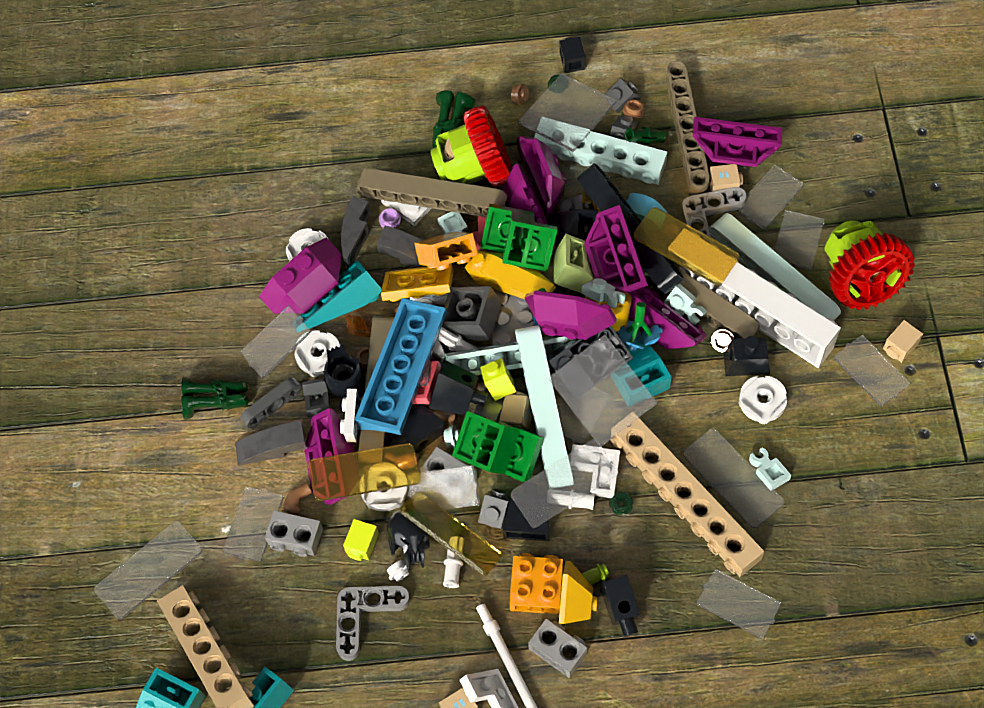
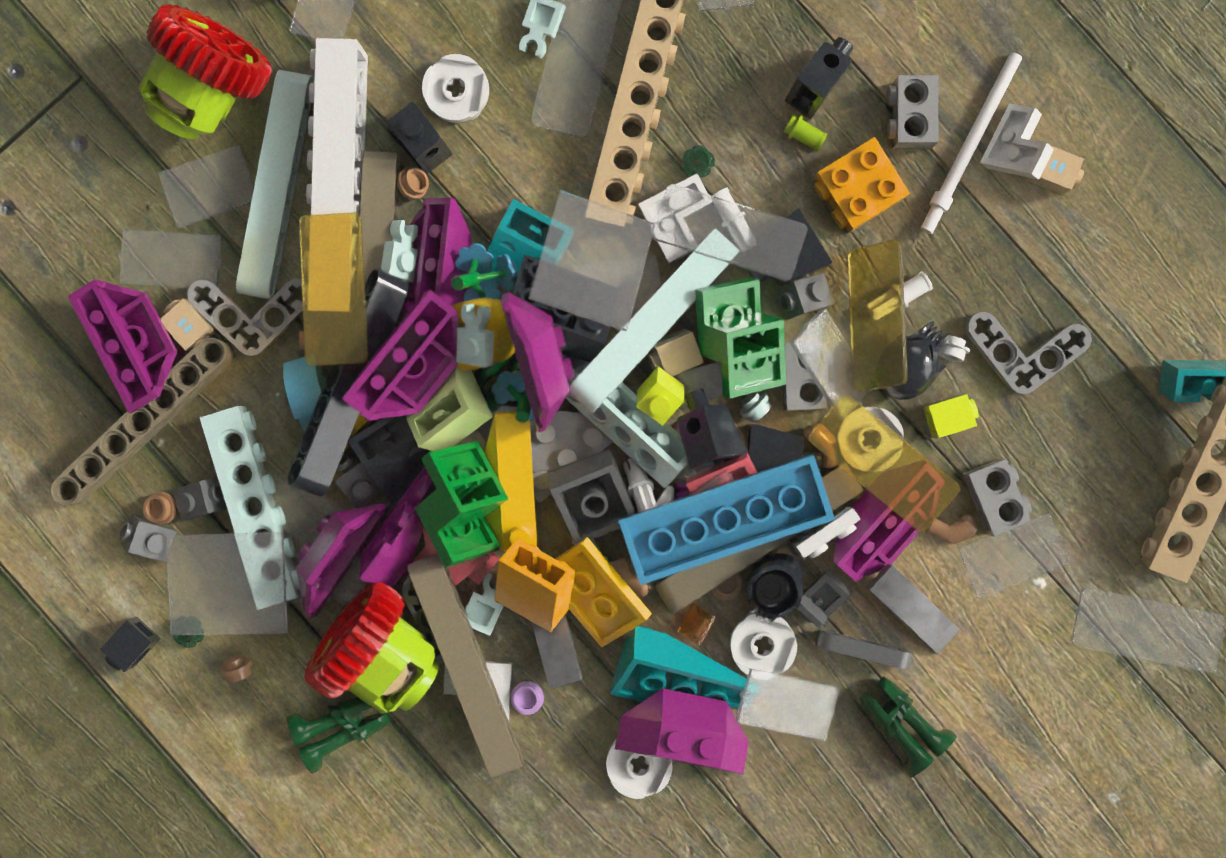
camera: 135 degrees left, 25 degrees up
(354, 229) = (576, 728): flat silver slope -> none
(576, 596) = (852, 126): yellow slope -> none
(645, 135) = (192, 463): dark green pin -> none

